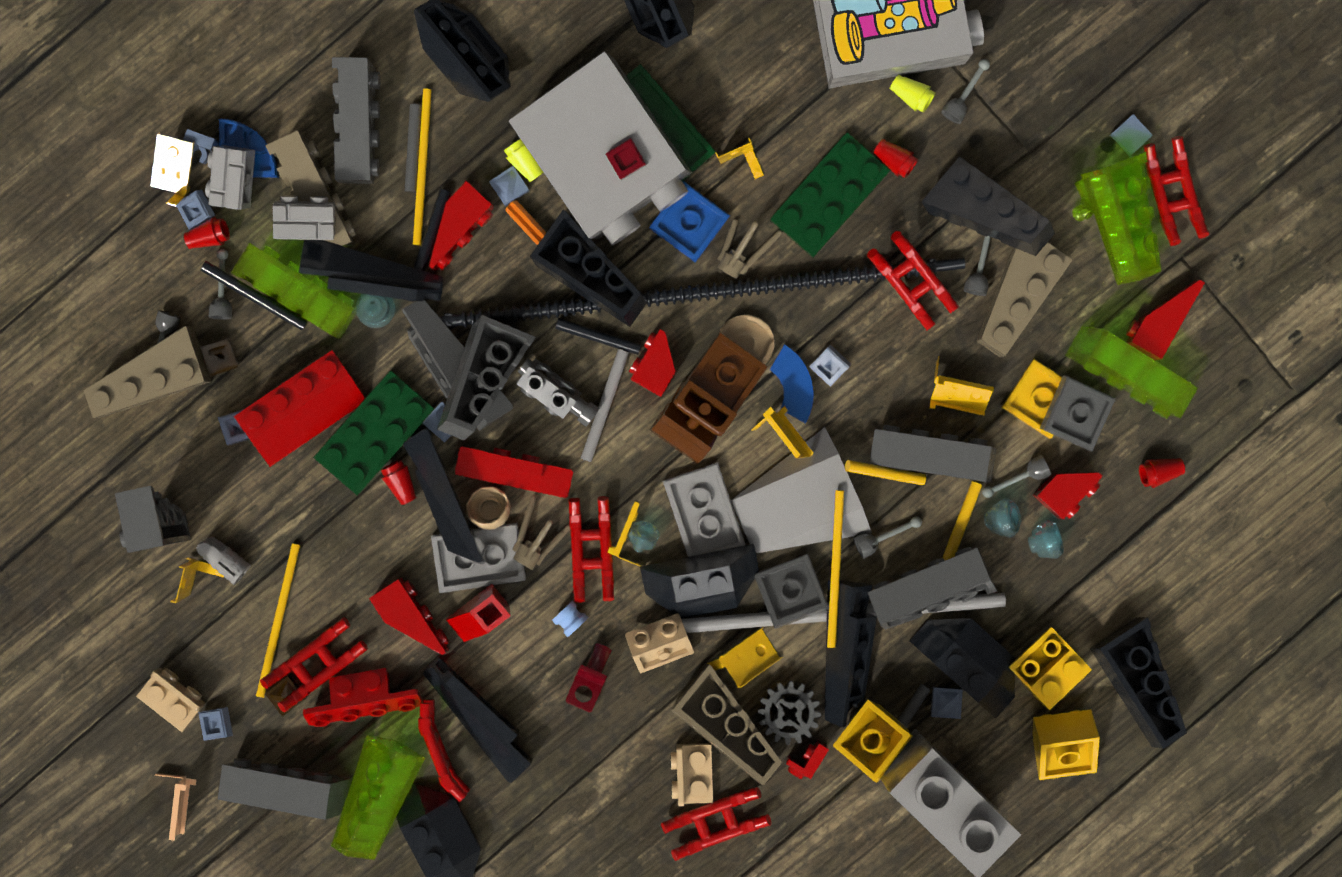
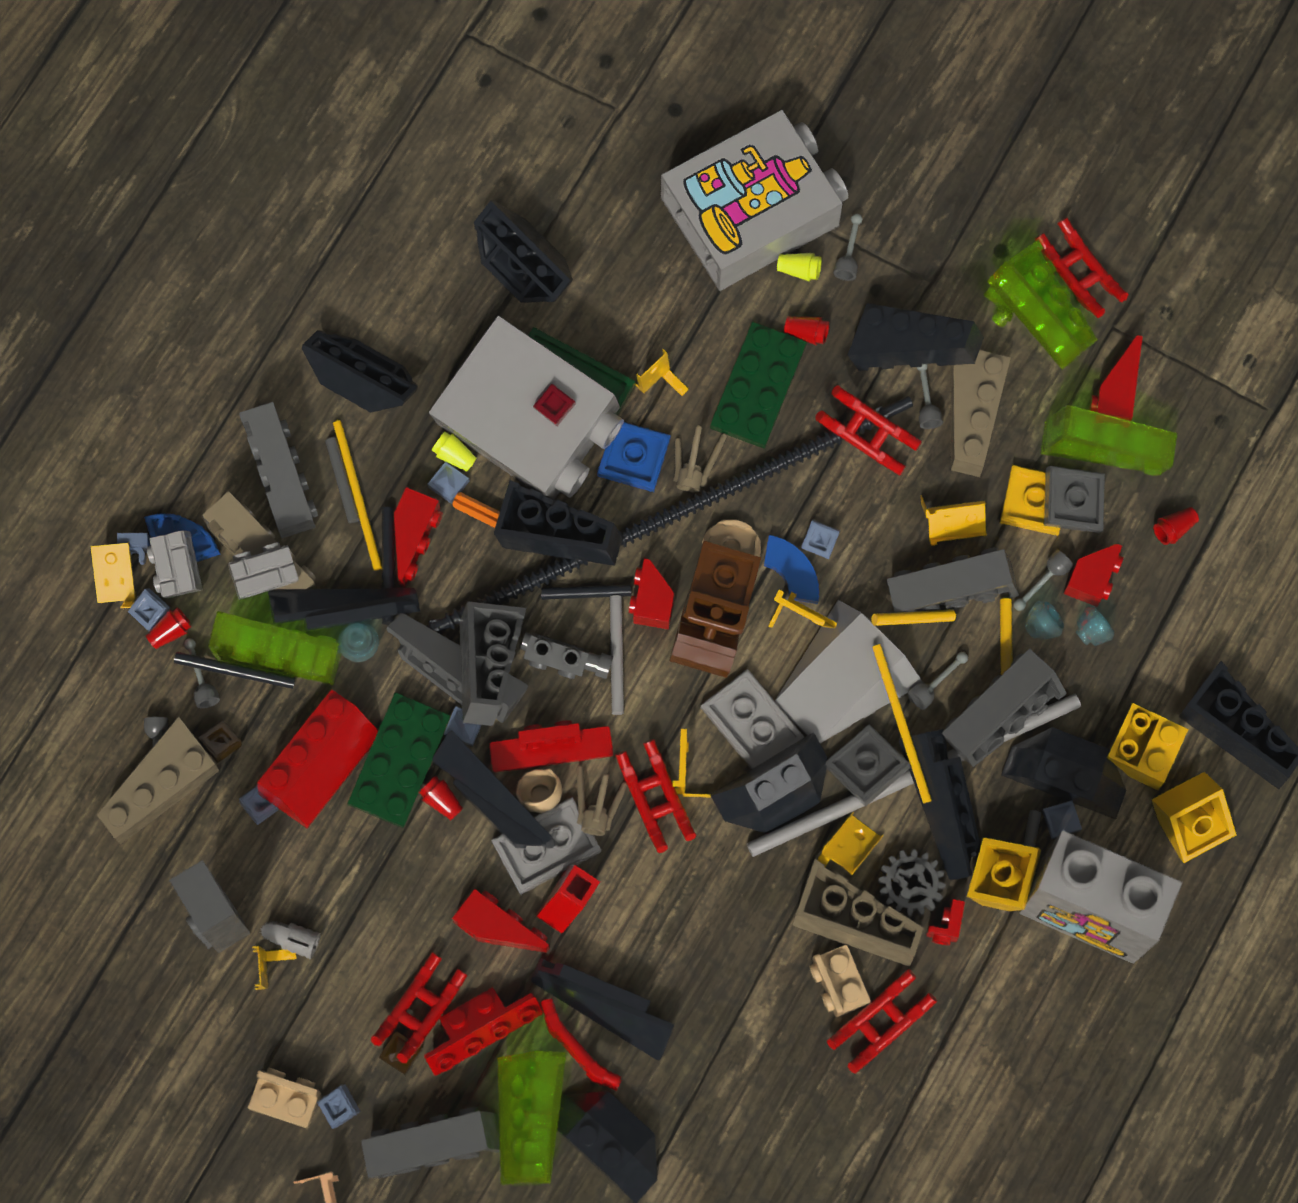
camera: 20 degrees left, 15 degrees down
(279, 614) = (366, 979): yellow axle -> none
(570, 618) = (659, 870): light blue wheel -> none
(591, 677) = (701, 920): dark red bracket -> none
(643, 536) = (702, 764): clear light blue tile -> none
(659, 643) = (758, 862): tan bracket -> none
(1131, 135) = (1018, 233): tile -> none

